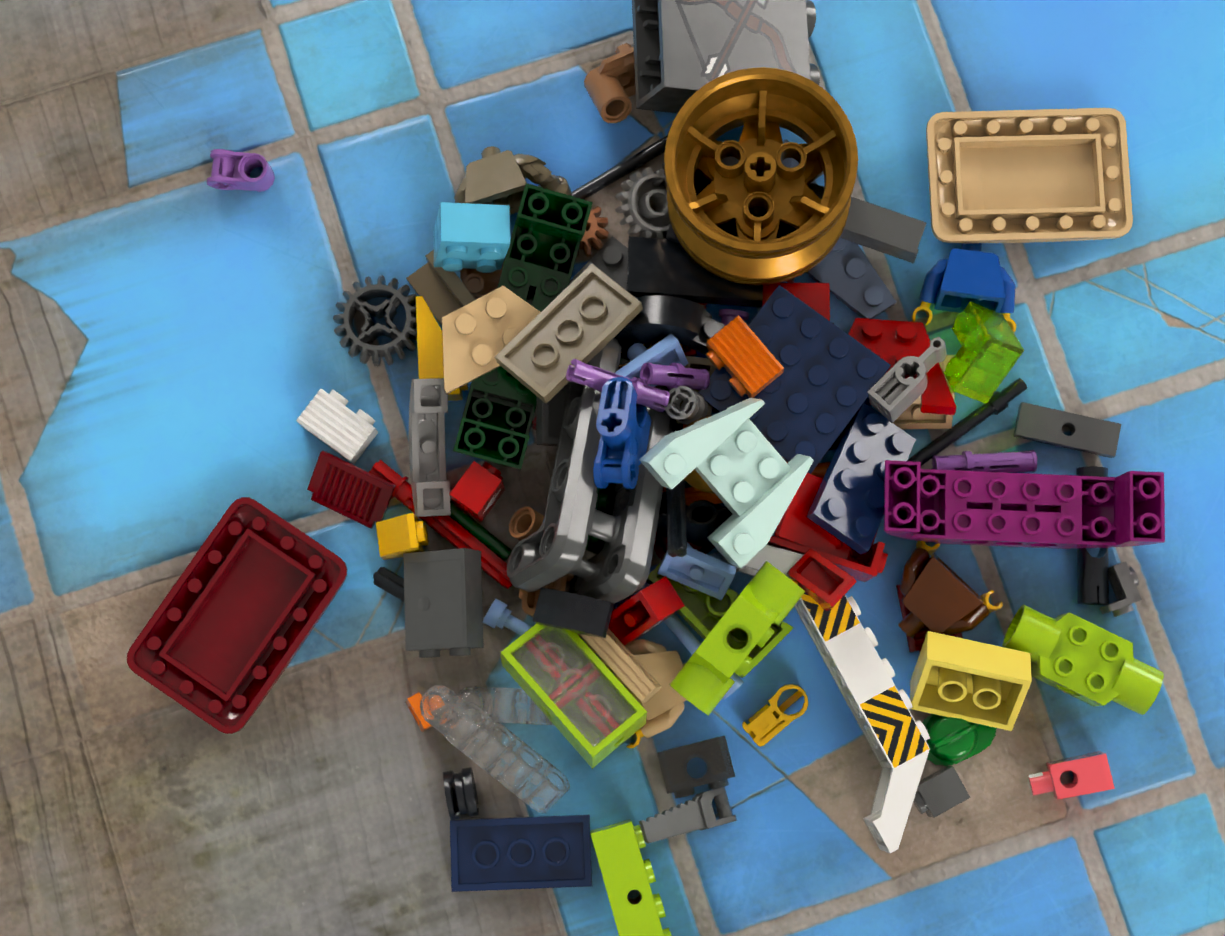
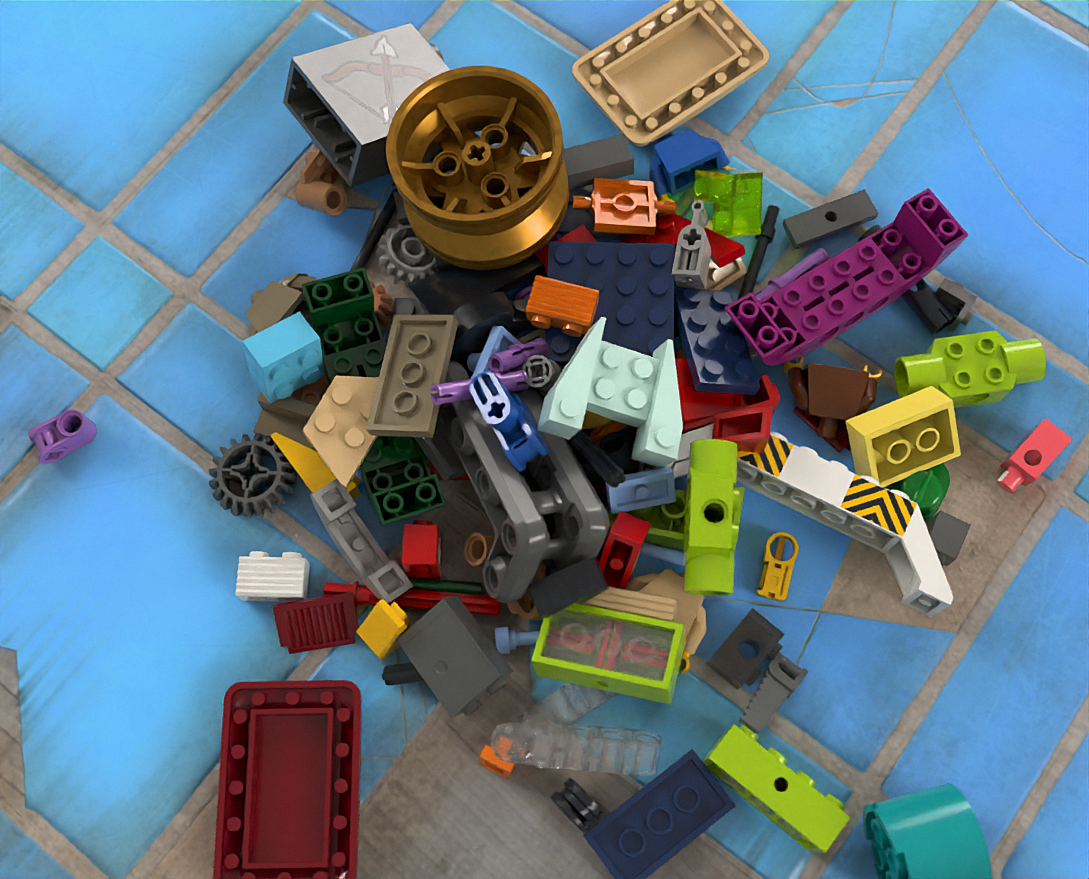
camera: 30 degrees left, 10 degrees down
(878, 291) = (623, 206): none -> orange plate

